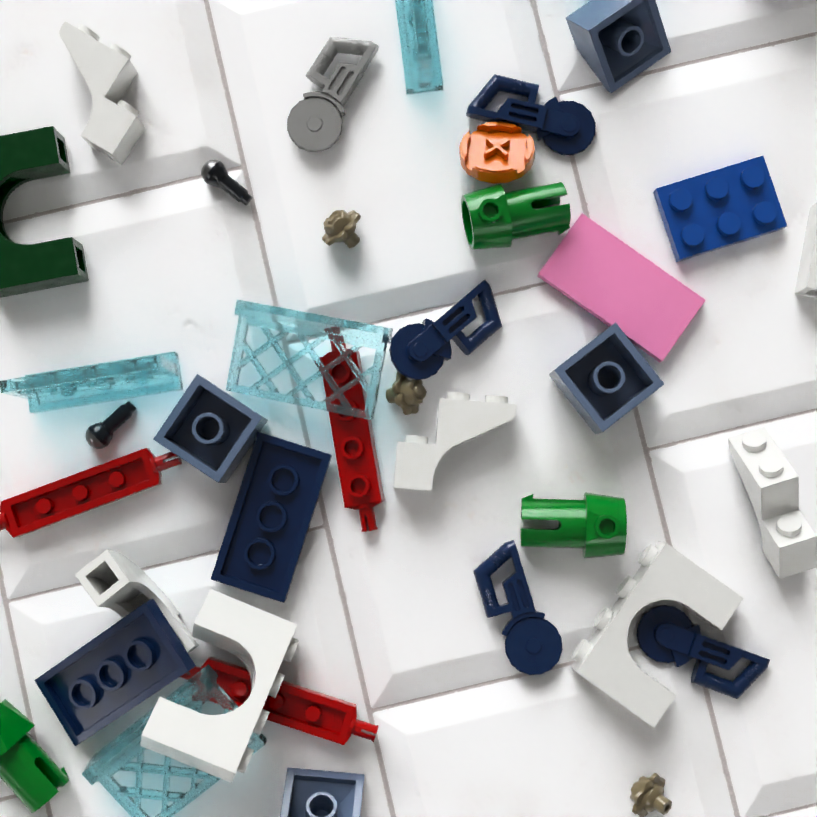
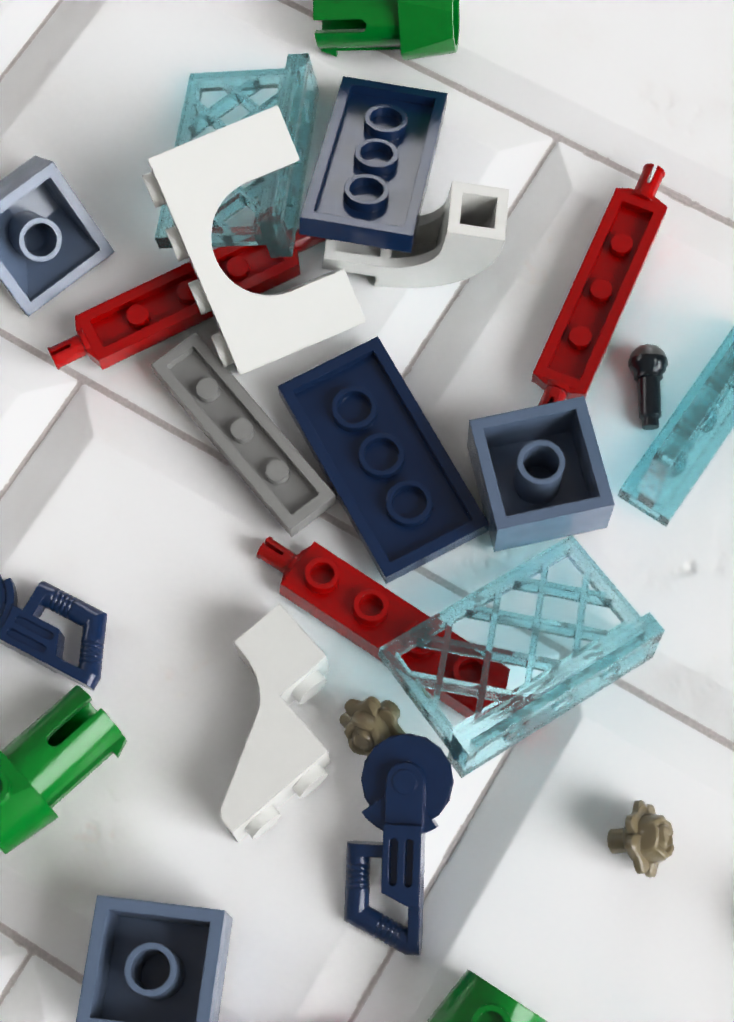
camera: 135 degrees right, 15 degrees down
(323, 598) = (244, 434): none -> light grey plate

